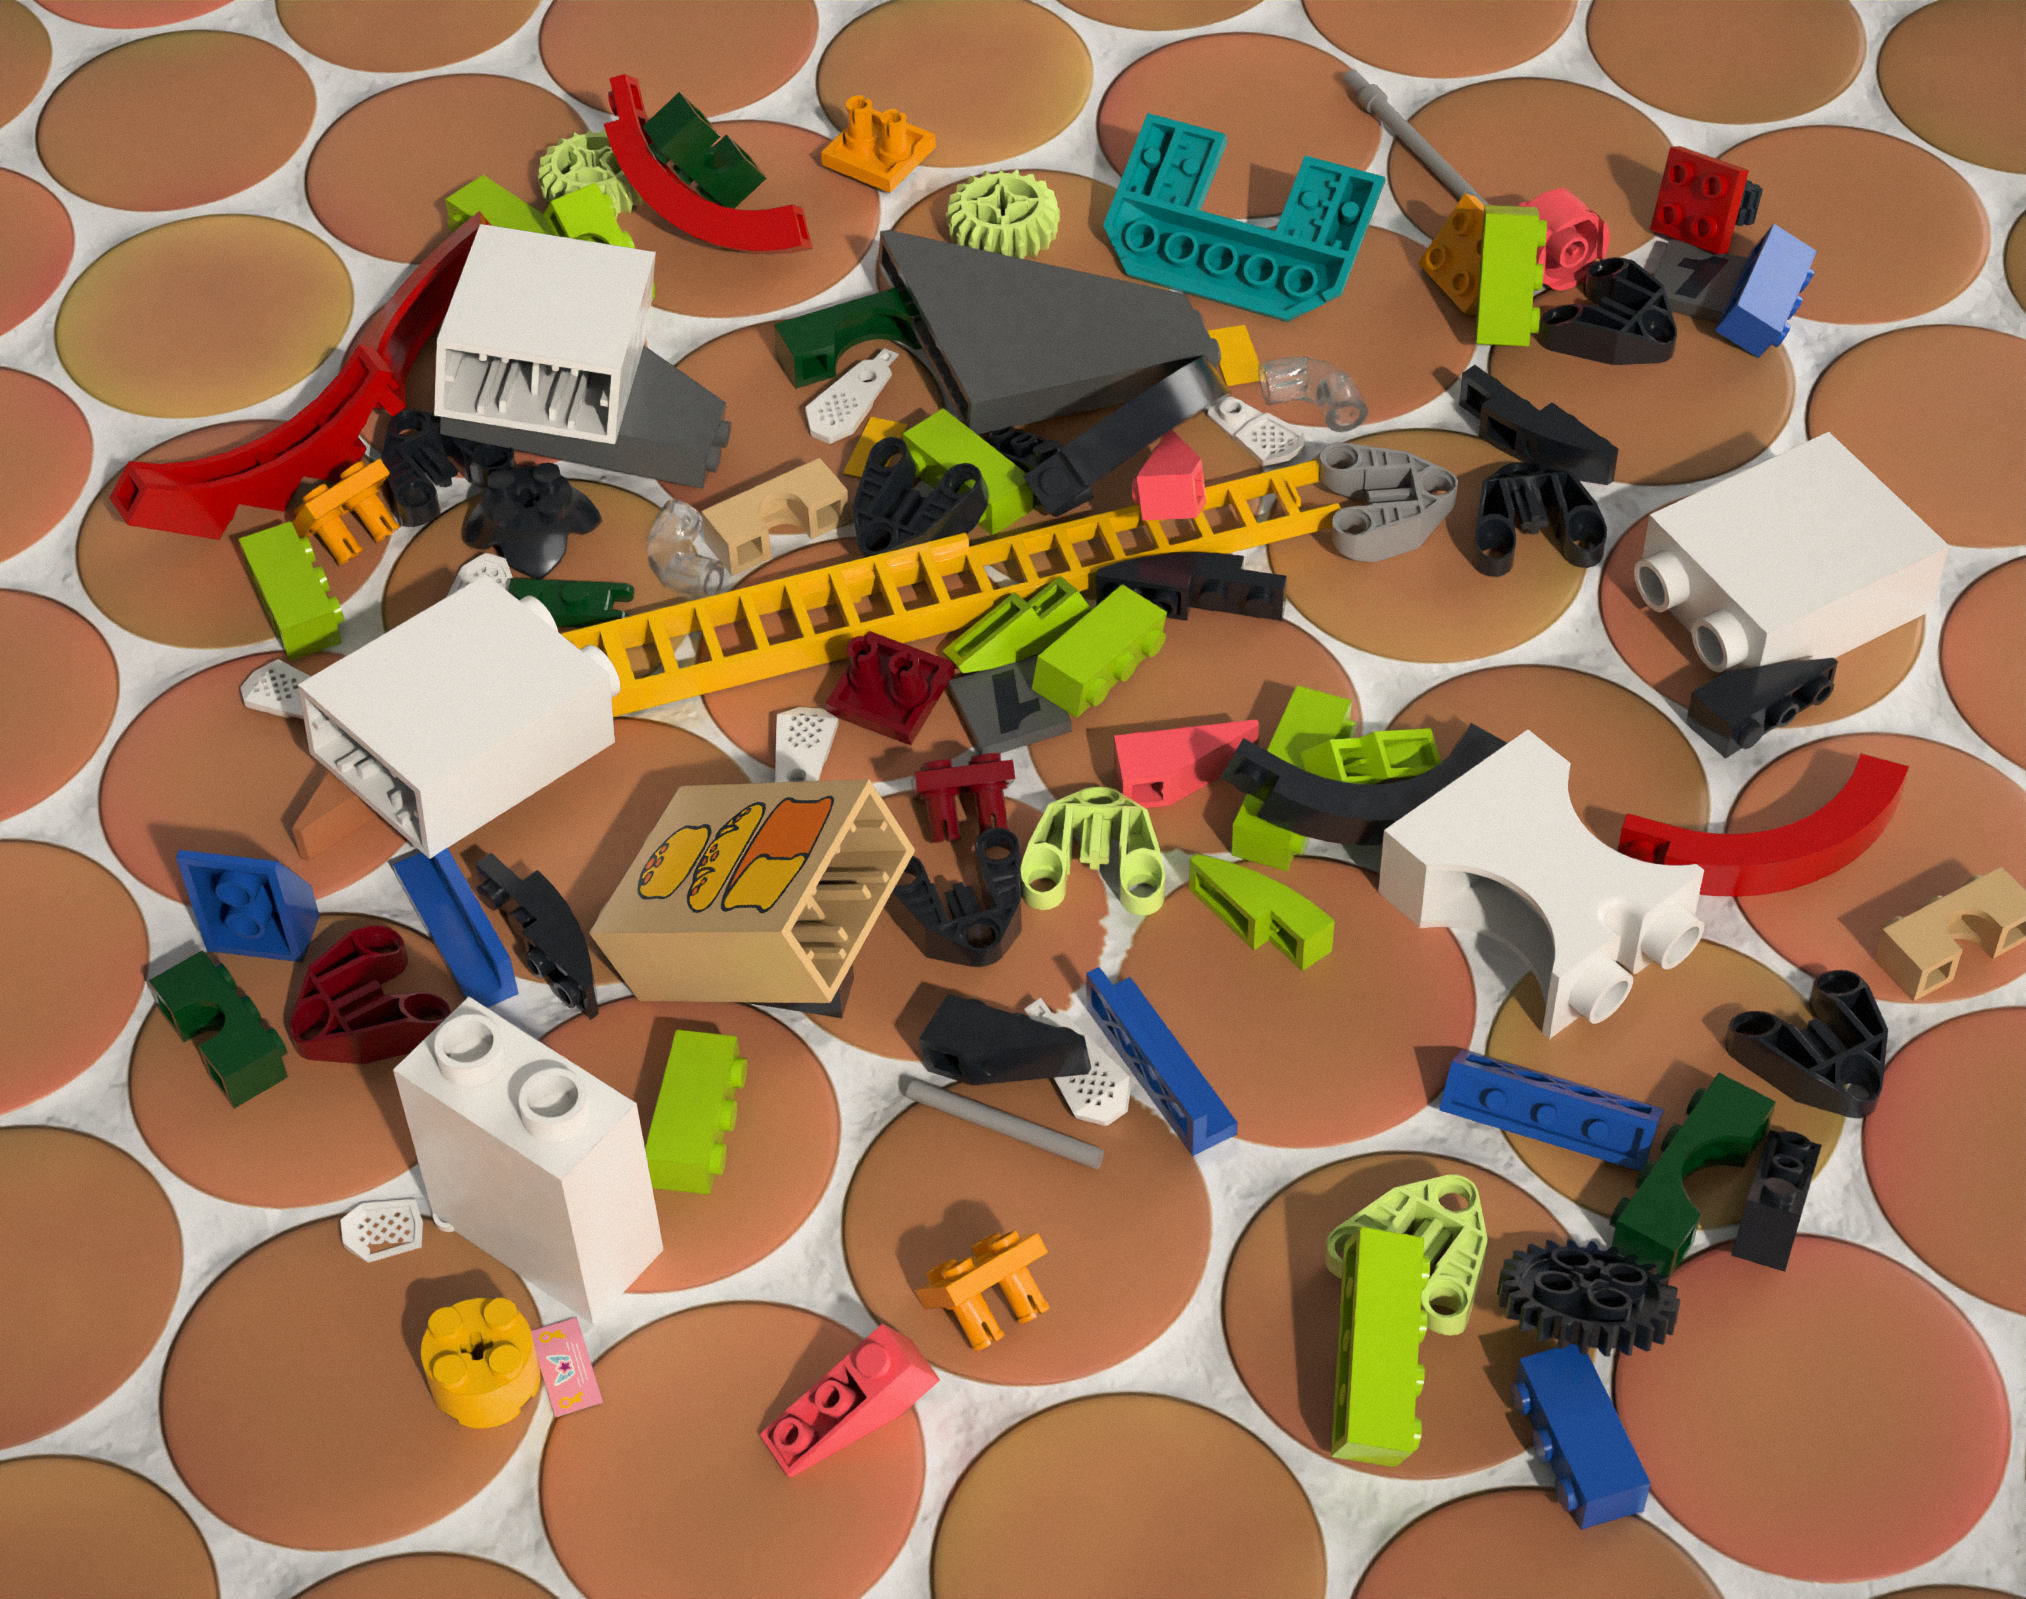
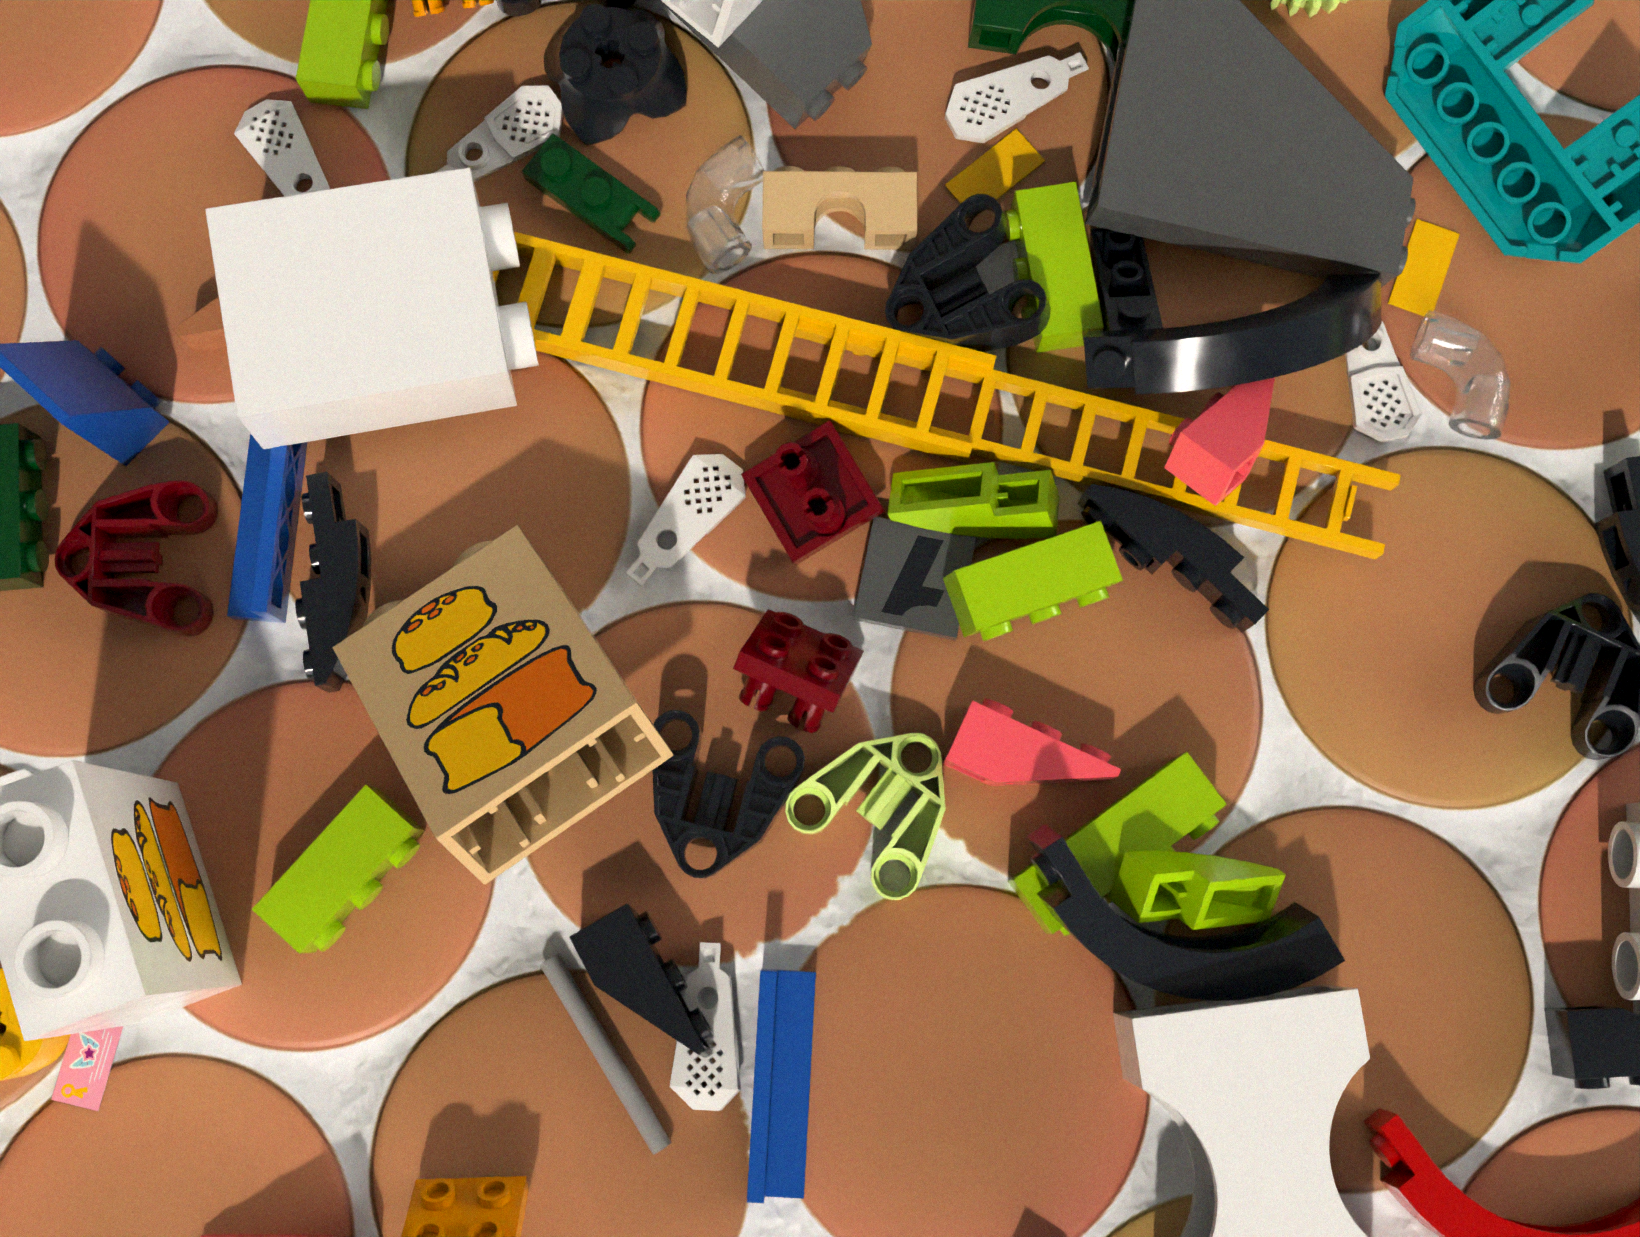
camera: 30 degrees right, 30 degrees up
(1262, 909) = (984, 980): lime slope -> none
(1397, 496) = (1458, 527): light grey connector -> none

